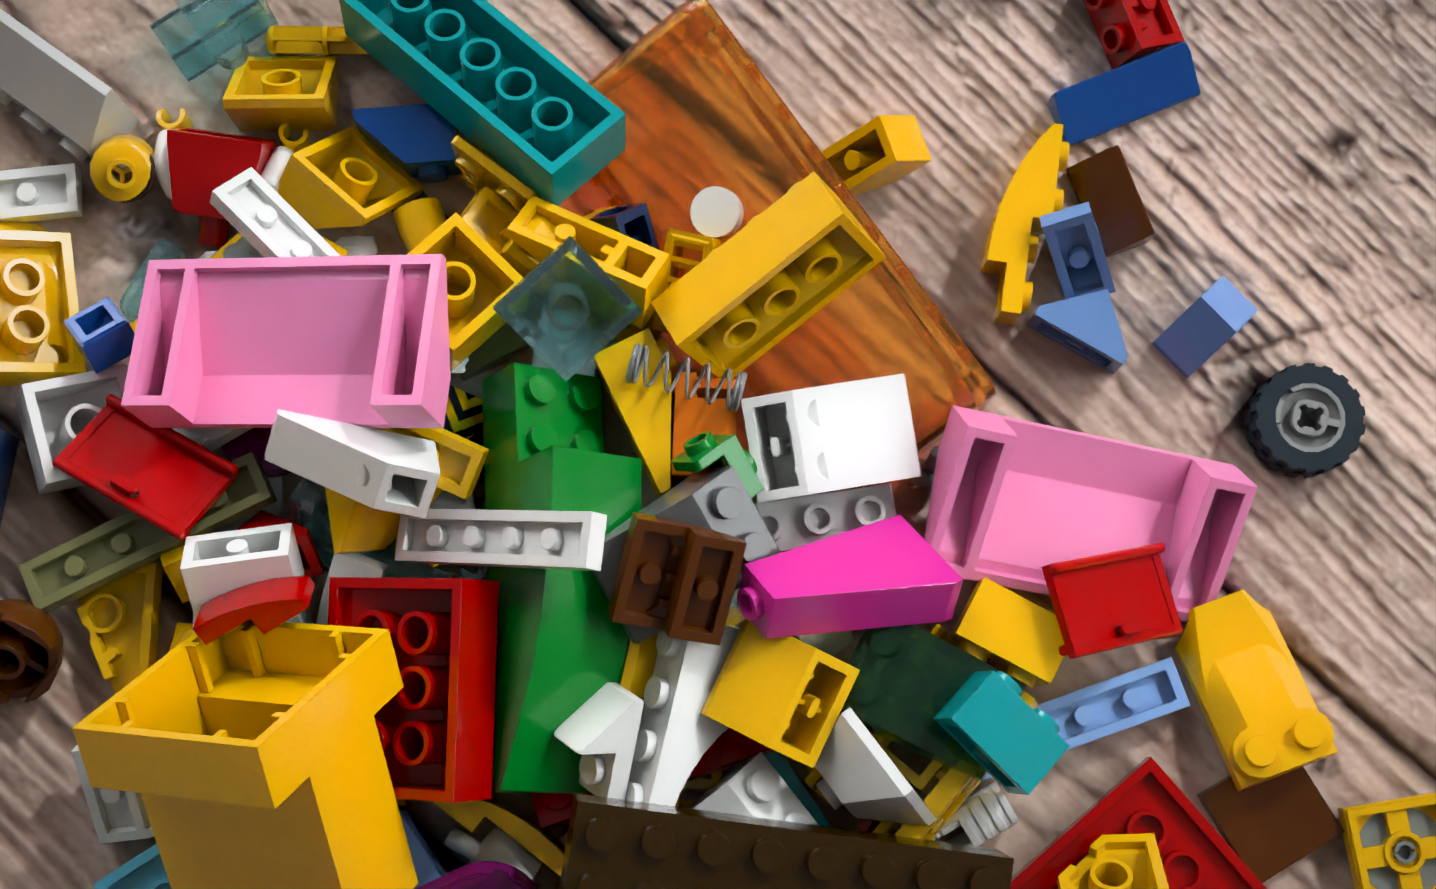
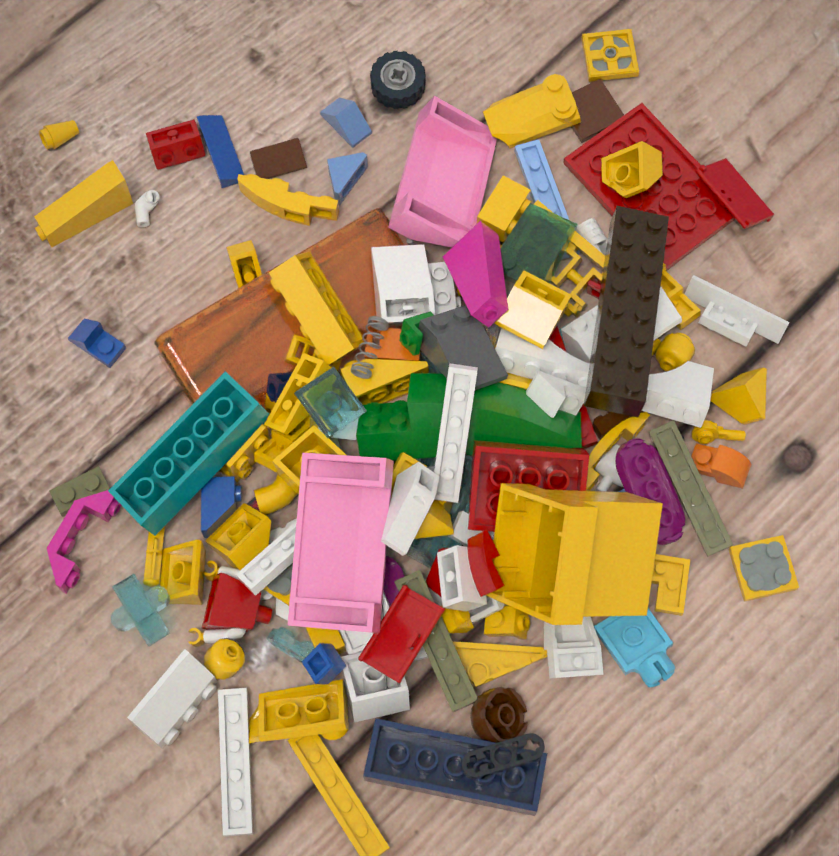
camera: 85 degrees left, 10 degrees down
(676, 578) = (478, 345): reddish brown slope -> none
(716, 212) = (277, 337): white tile -> none
(865, 778) = (575, 272): white slope -> none
(1002, 731) = (554, 209): teal brick -> none
(1077, 251) = (306, 174): medium blue slope -> none
(1112, 594) = (488, 163): red door -> none

